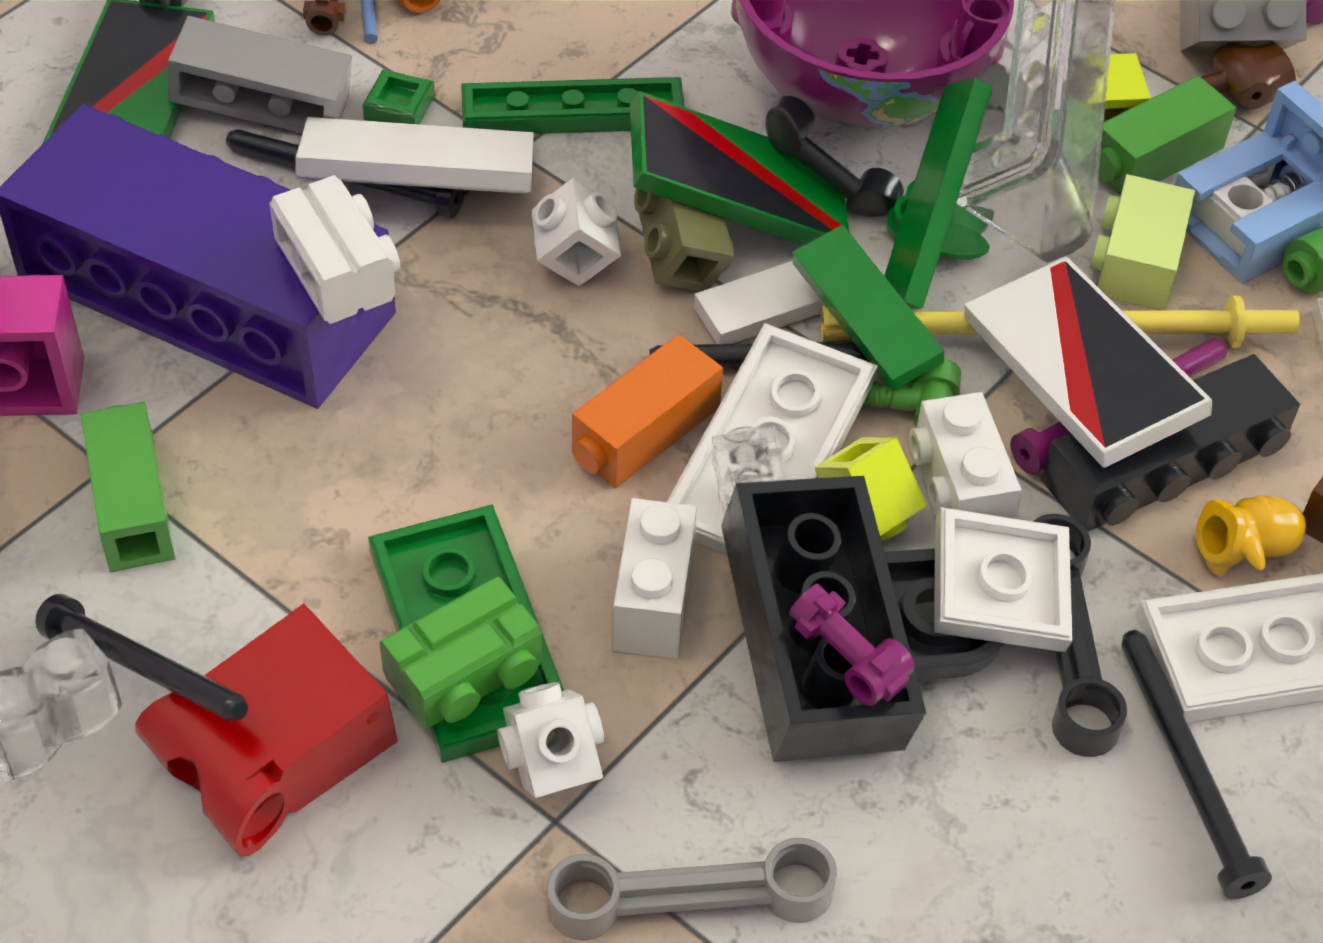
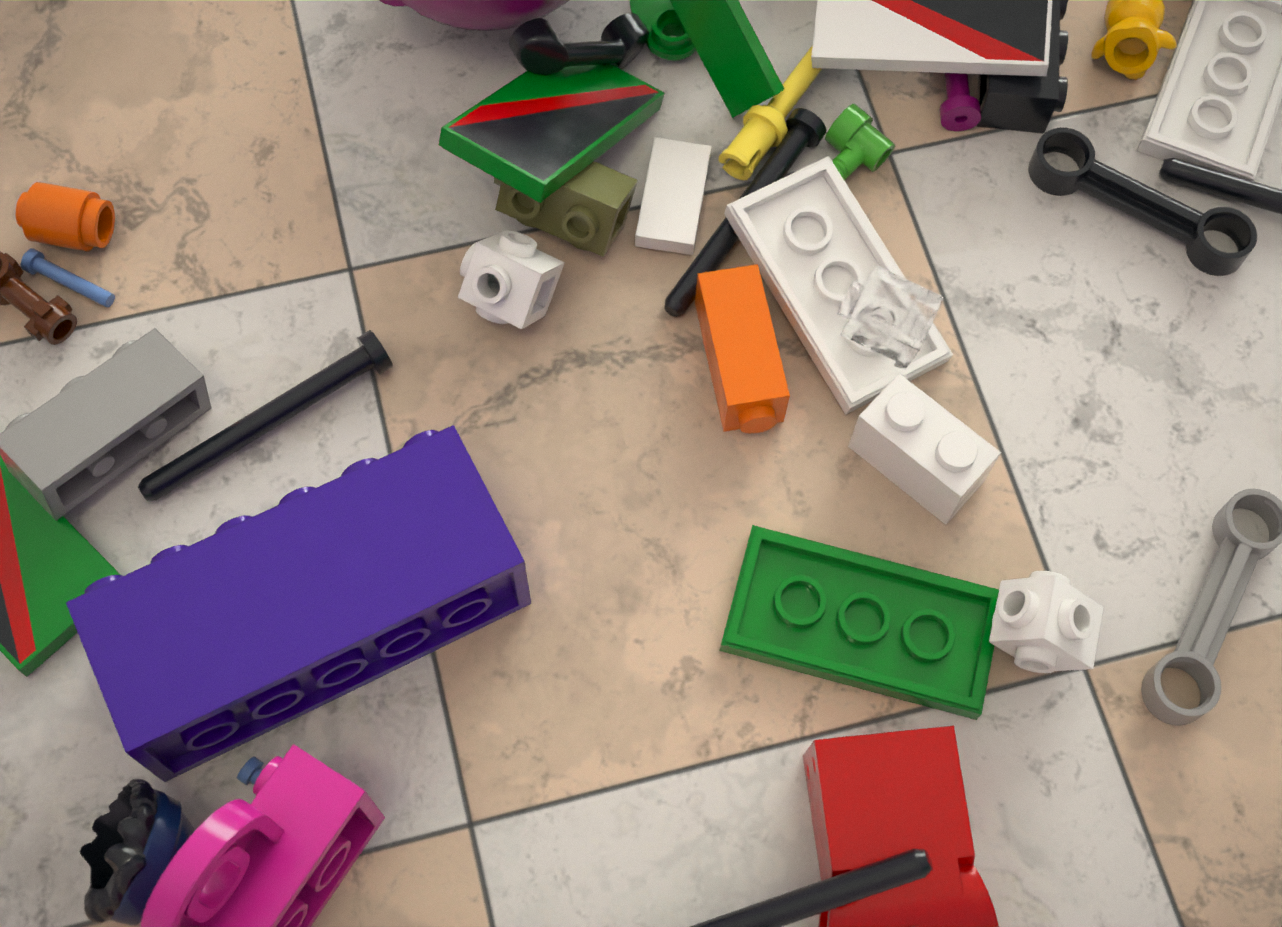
camera: 55 degrees left, 15 degrees up
(127, 486) = (526, 816): bright green brick -> none
(334, 248) = (468, 481): white brick -> none
(398, 98) = (213, 323): green tile -> none
(416, 155) = (314, 351): white tile -> none
(462, 653) = (924, 640): bright green brick -> none
(560, 104) = (335, 194): green tile -> none
(825, 533) = (1060, 351): black brick -> none
(868, 307) = (766, 122): green tile -> none
(874, 671) = (1169, 344): magenta bar -> none
(887, 476) = (940, 240): neon yellow brick -> none
(963, 457) = (959, 165): white brick -> none
(1002, 580) = (1092, 212): white tile -> none

